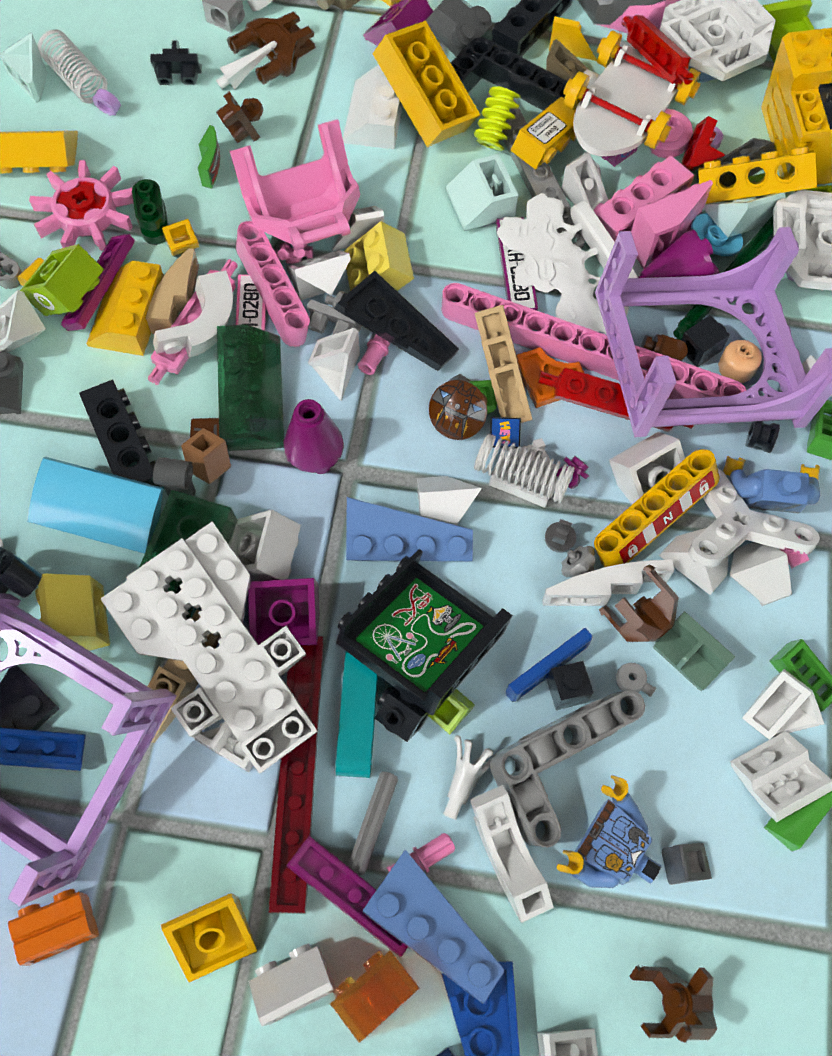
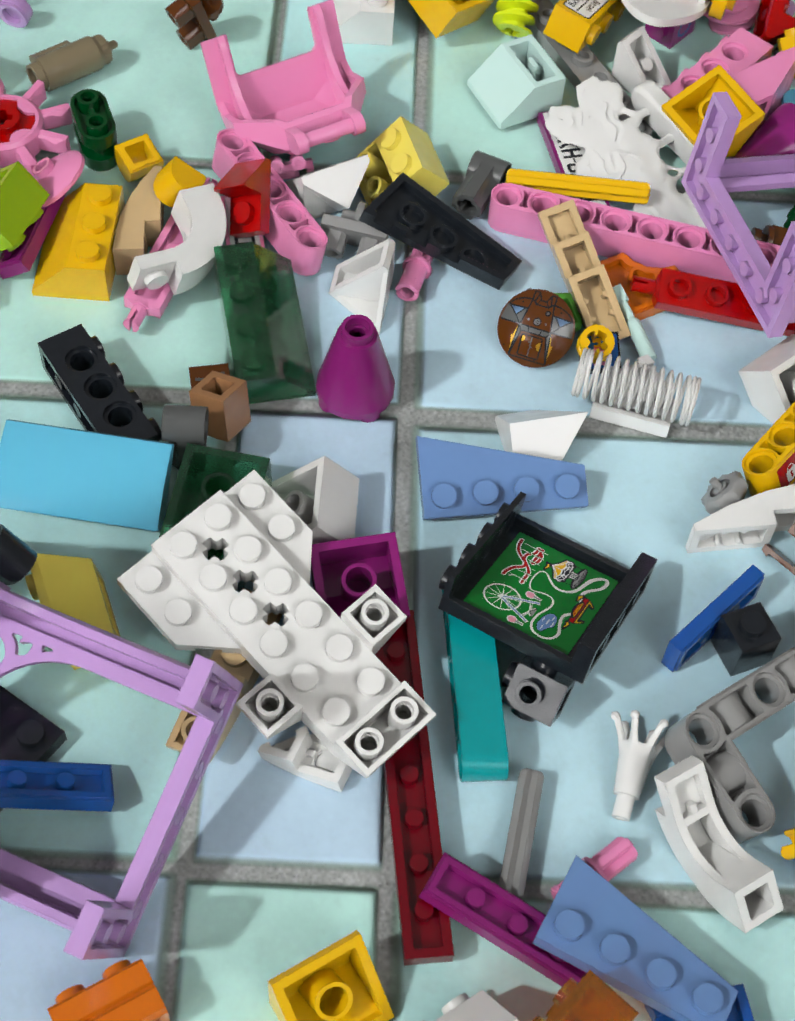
camera: 10 degrees left, 10 degrees down
(113, 251) = (59, 173): none -> bright pink dish
(141, 149) = (70, 61): none -> dark tan piece
(200, 263) = (174, 177): none -> yellow brick
(210, 154) = (159, 65): bright green slope -> none
(254, 278) = (249, 192): none -> red slope
(360, 222) = (376, 123): white slope -> none
(442, 272) = (481, 177): none -> dark grey piece
(453, 711) = (597, 690): lime slope -> none
(510, 428) = (601, 332): none -> yellow bush
(514, 288) = (582, 186): none -> yellow axle
(536, 411) = (635, 327): none -> light aqua piece
(560, 536) = (694, 466): flat silver plate -> none
(580, 468) = (705, 389): magenta plate -> none
(645, 233) = (690, 106): none -> yellow slope

